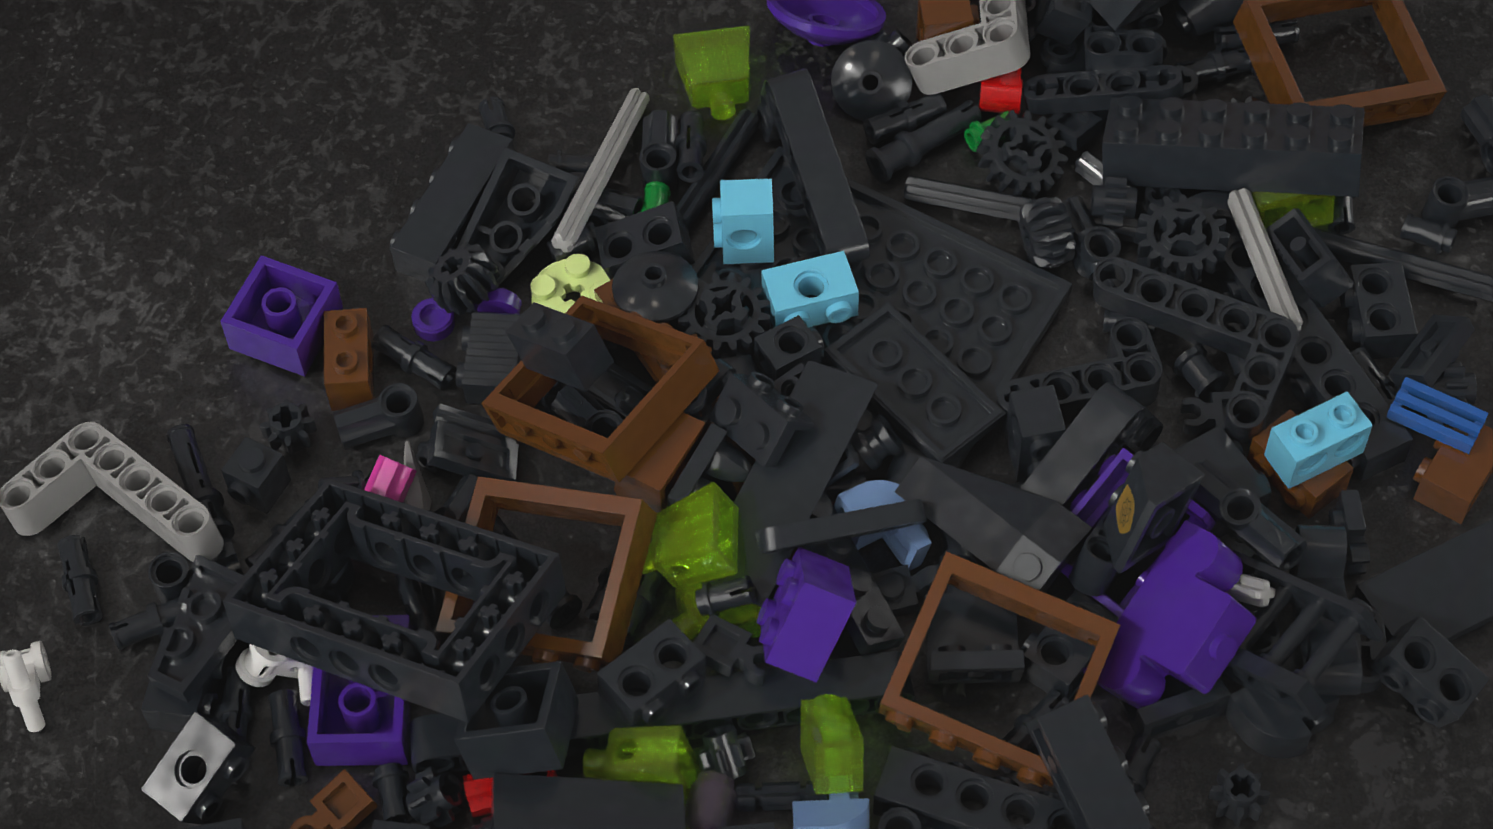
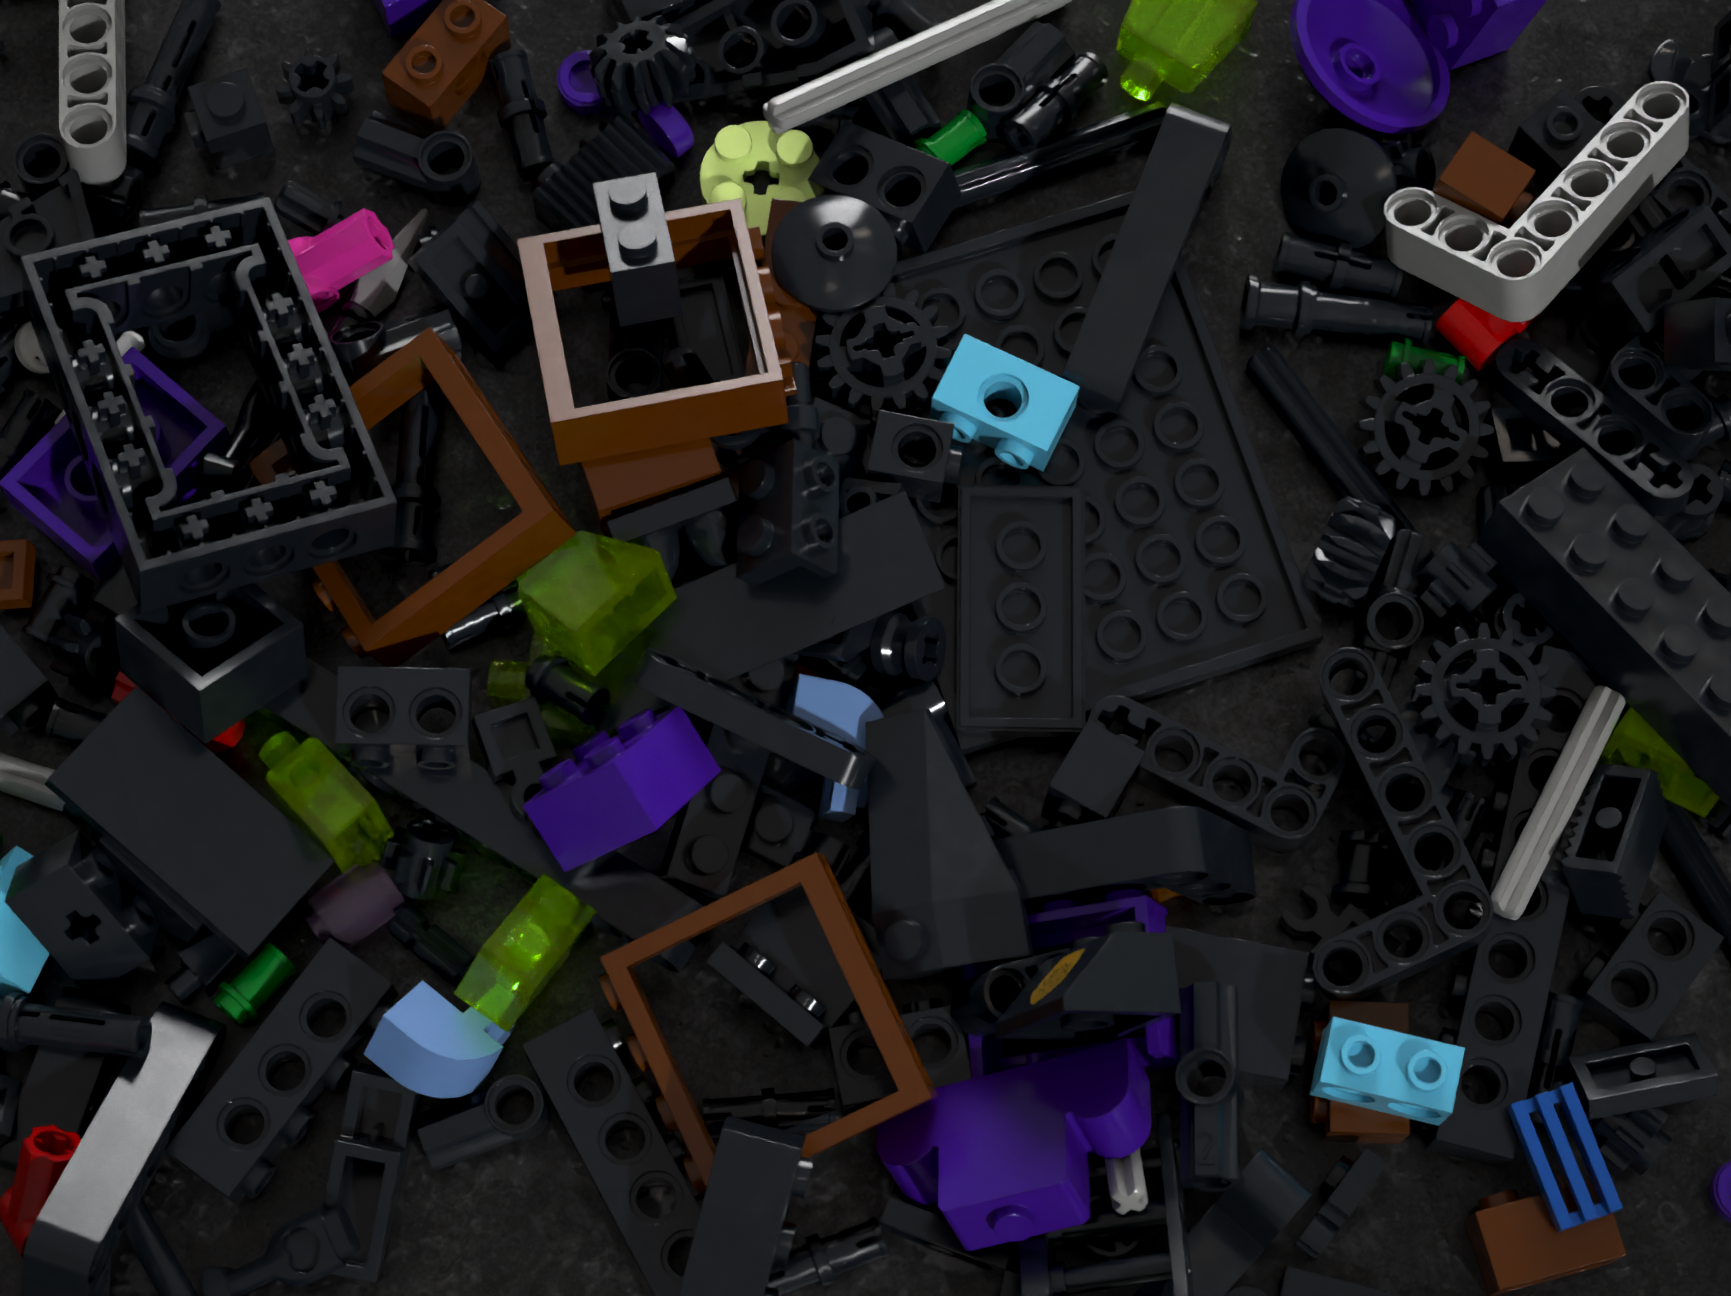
camera: 35 degrees right, 15 degrees up
(744, 221) = (1004, 256): medium azure brick -> none

